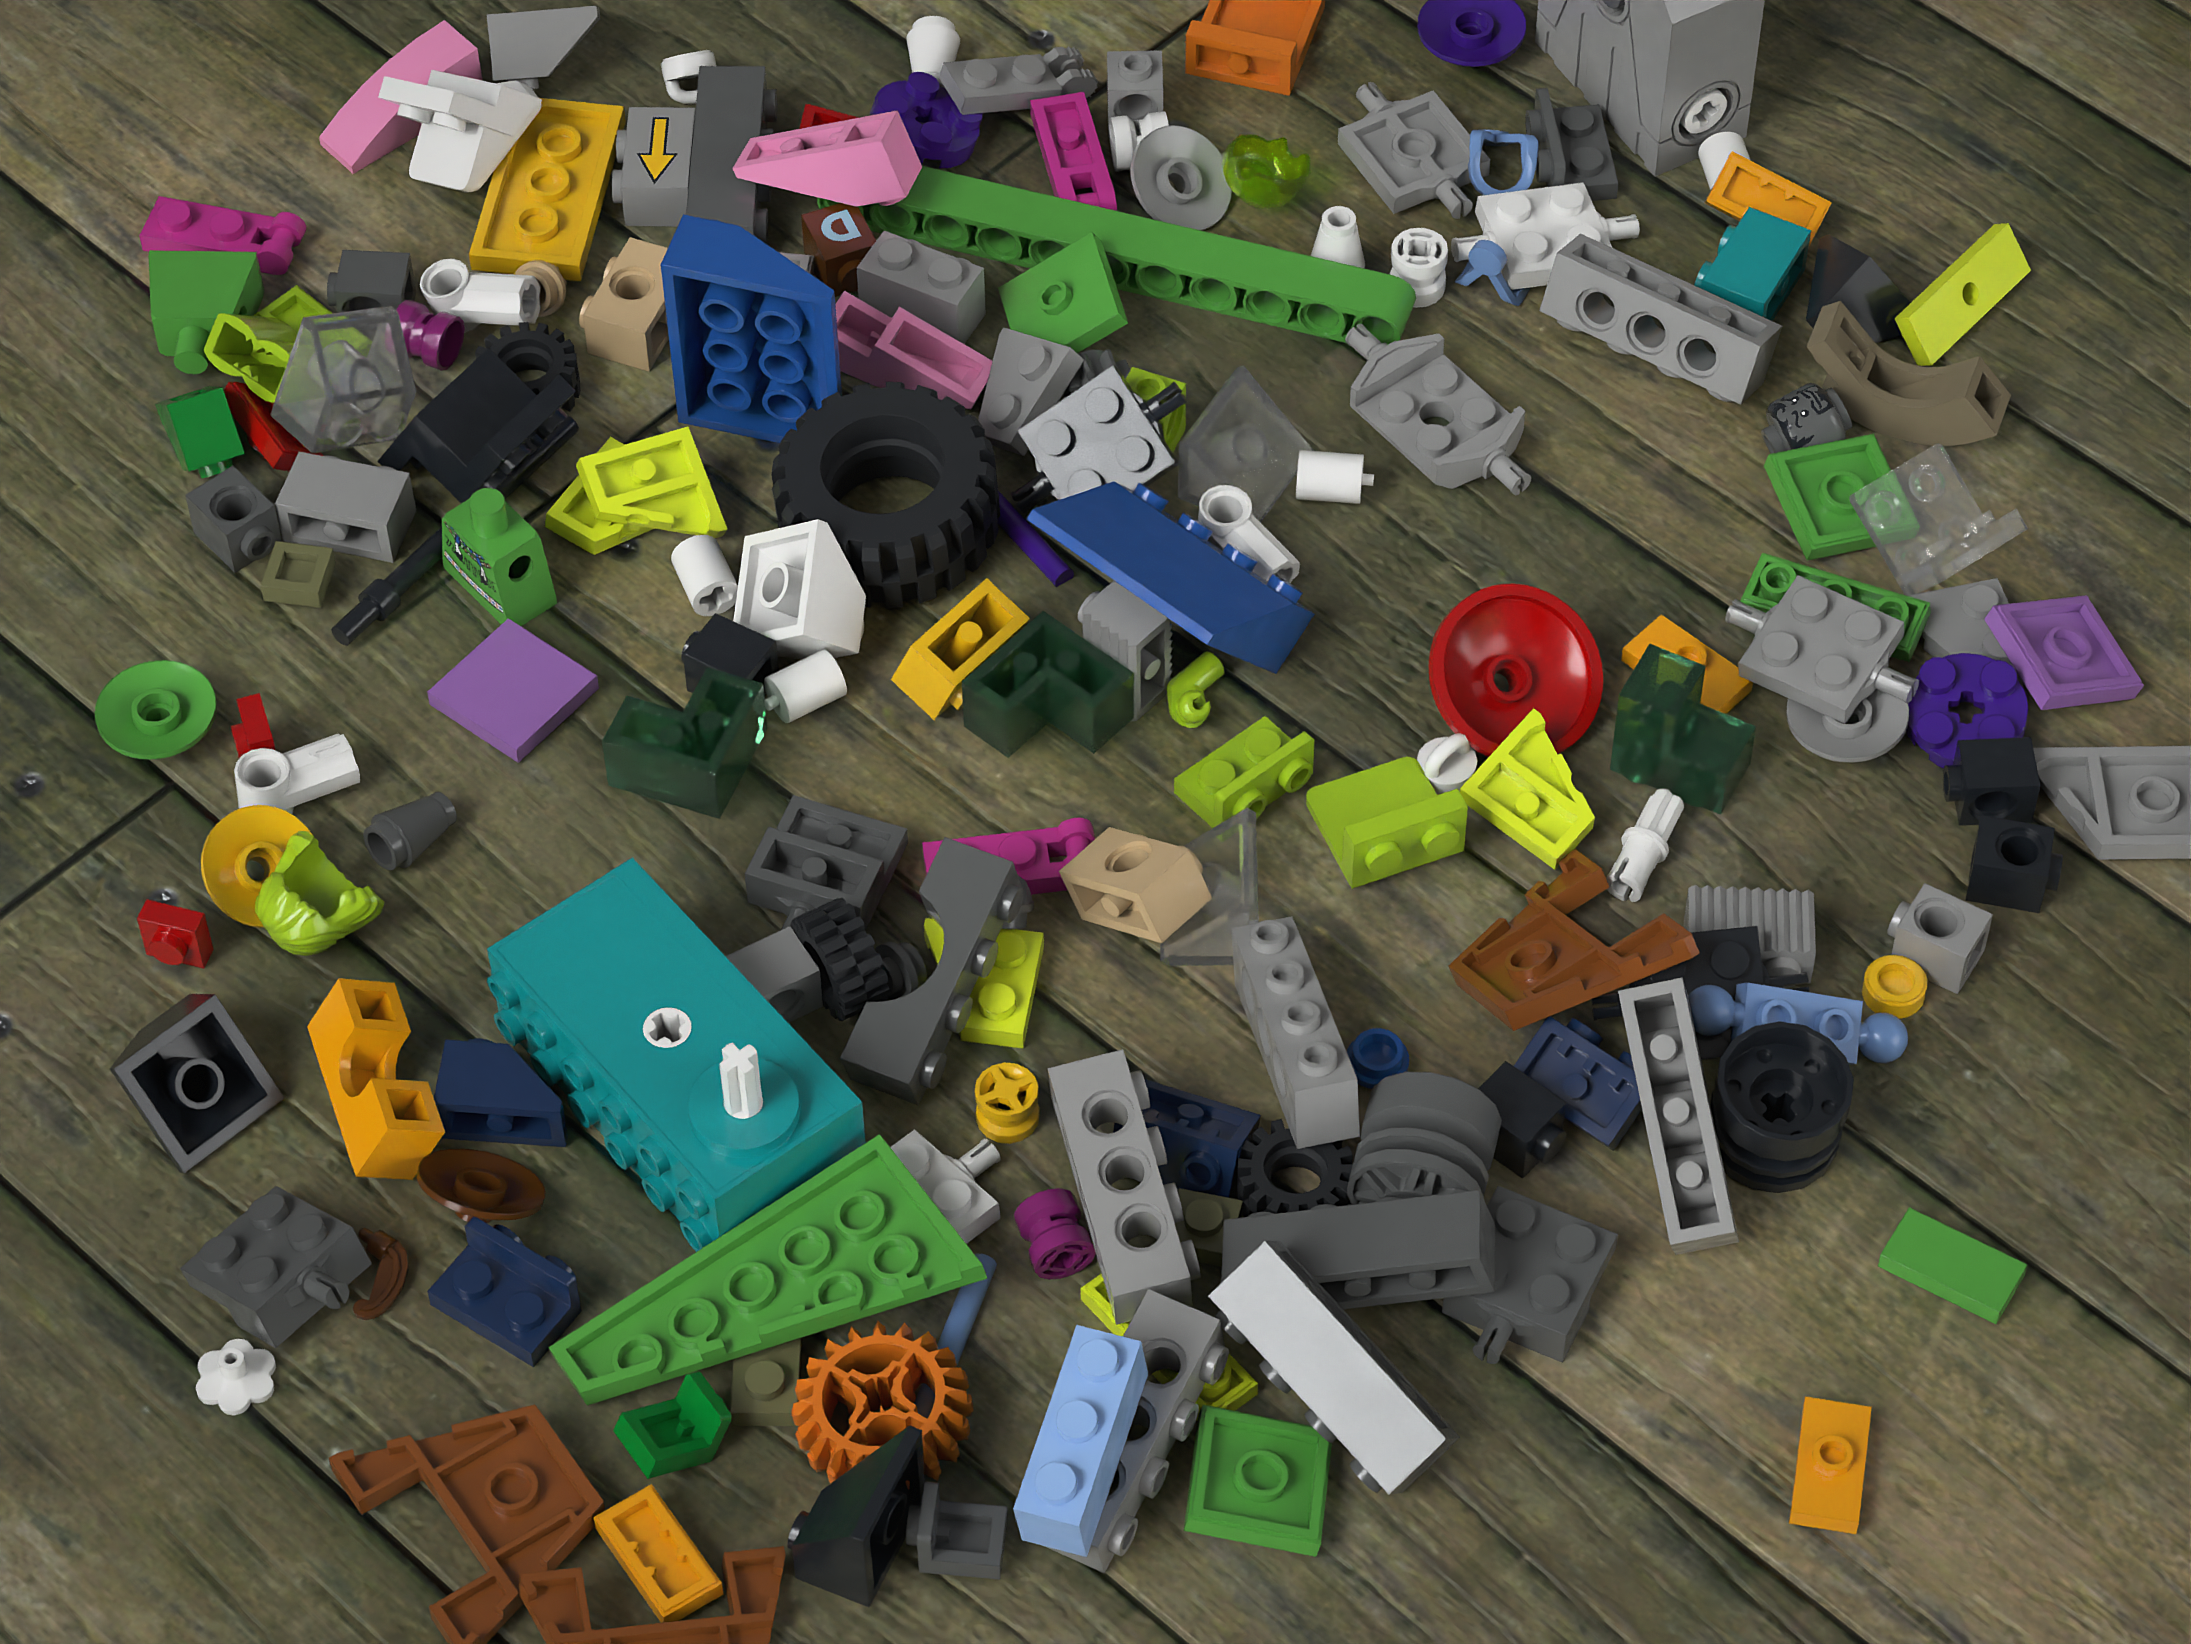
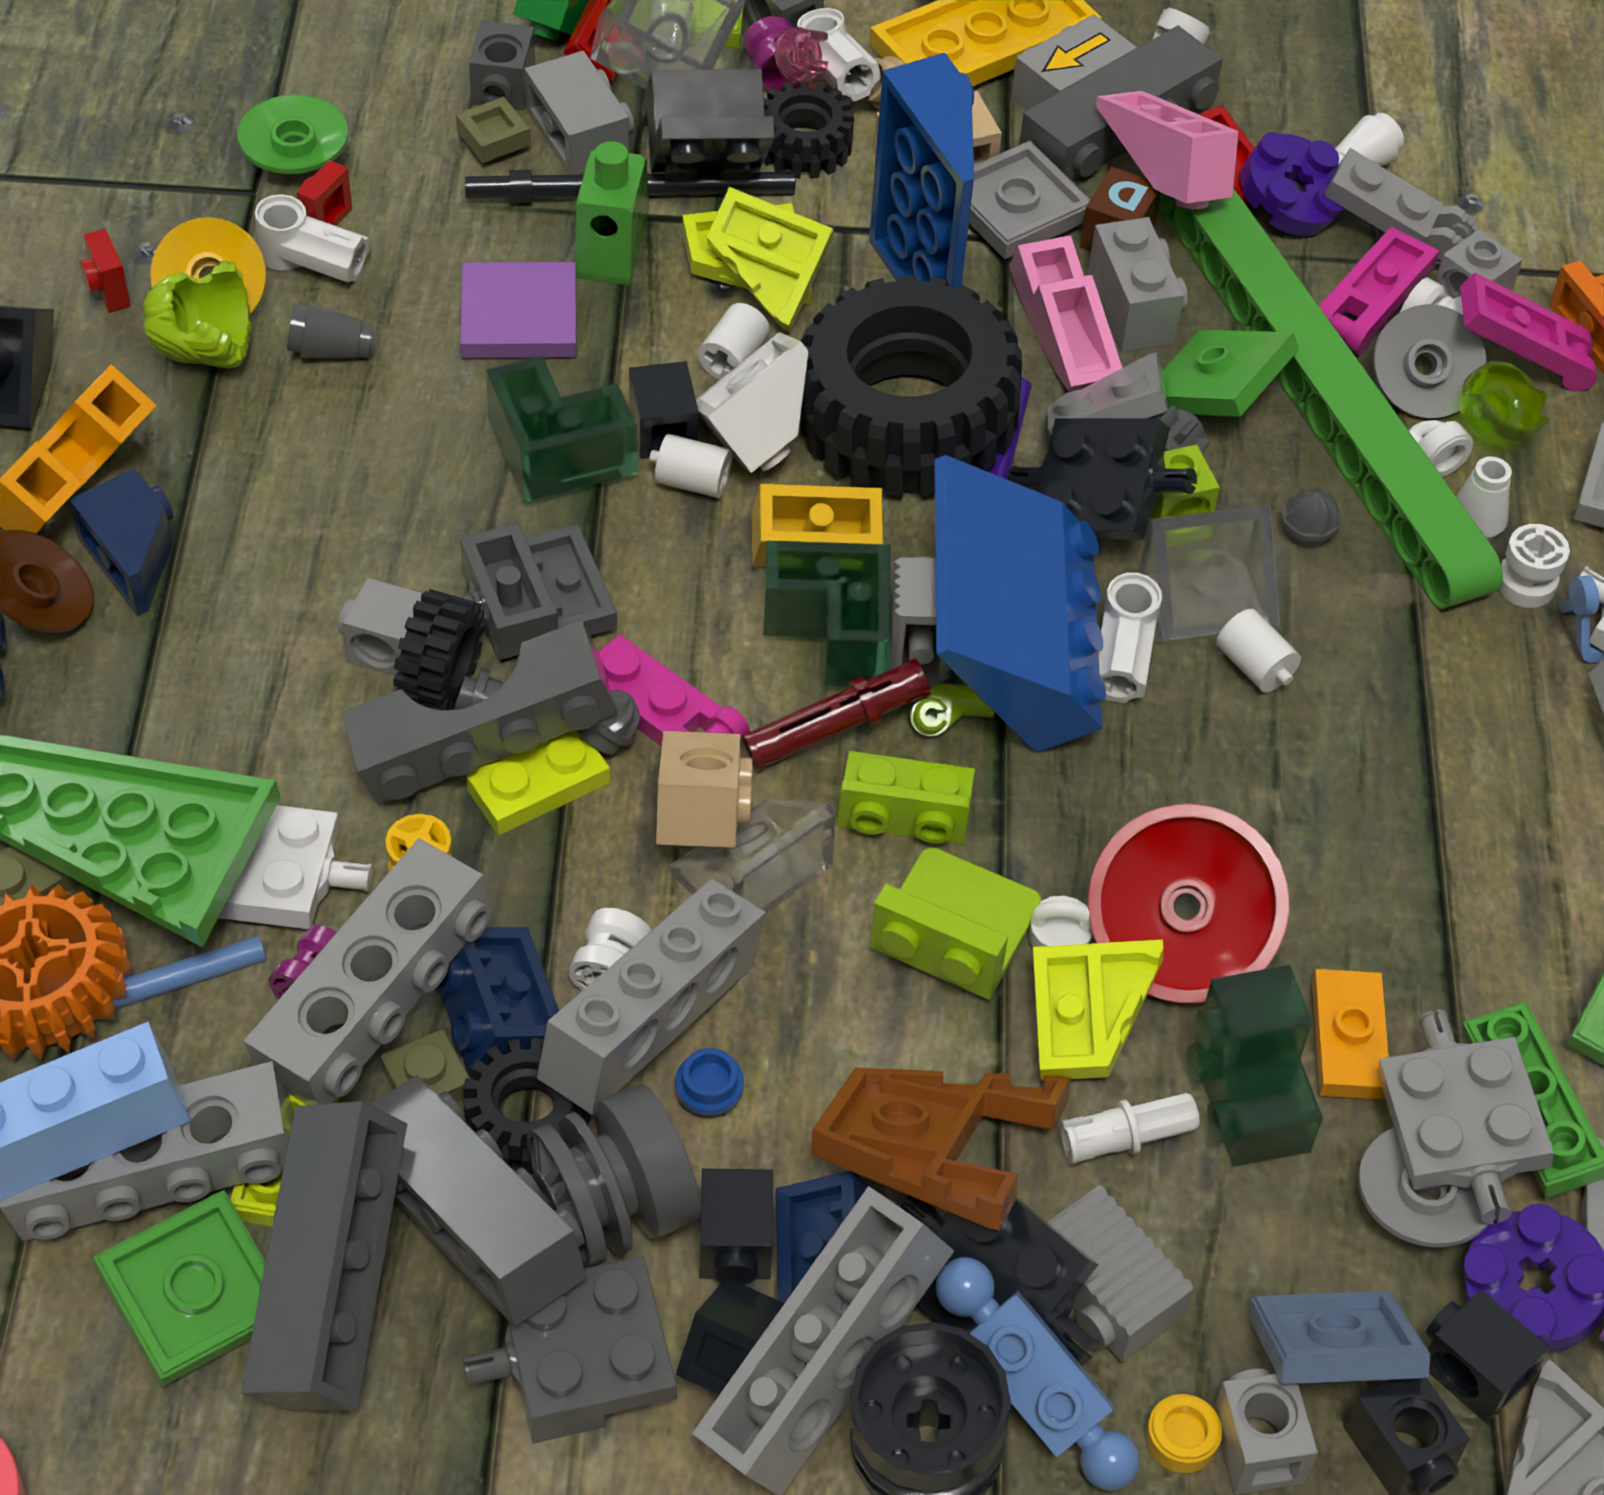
camera: 45 degrees right, 0 degrees up
(467, 319) = (800, 54): none -> clear pink plate
(670, 1053) = (240, 605): teal piece -> none
(1159, 702) = (836, 714): none -> dark red pin
(1212, 1036) = (608, 938): none -> white wheel
(1221, 101) = (1529, 331): none -> dark pink plate
(1241, 349) = (1311, 518): none -> dark grey plate
(1265, 226) = (1443, 443): none -> white tile
(1417, 381) = (1413, 640): light grey plate -> none
(1612, 1178) = (725, 1334): none -> black brick
(1916, 844) = (1338, 1337): none -> sand blue tile

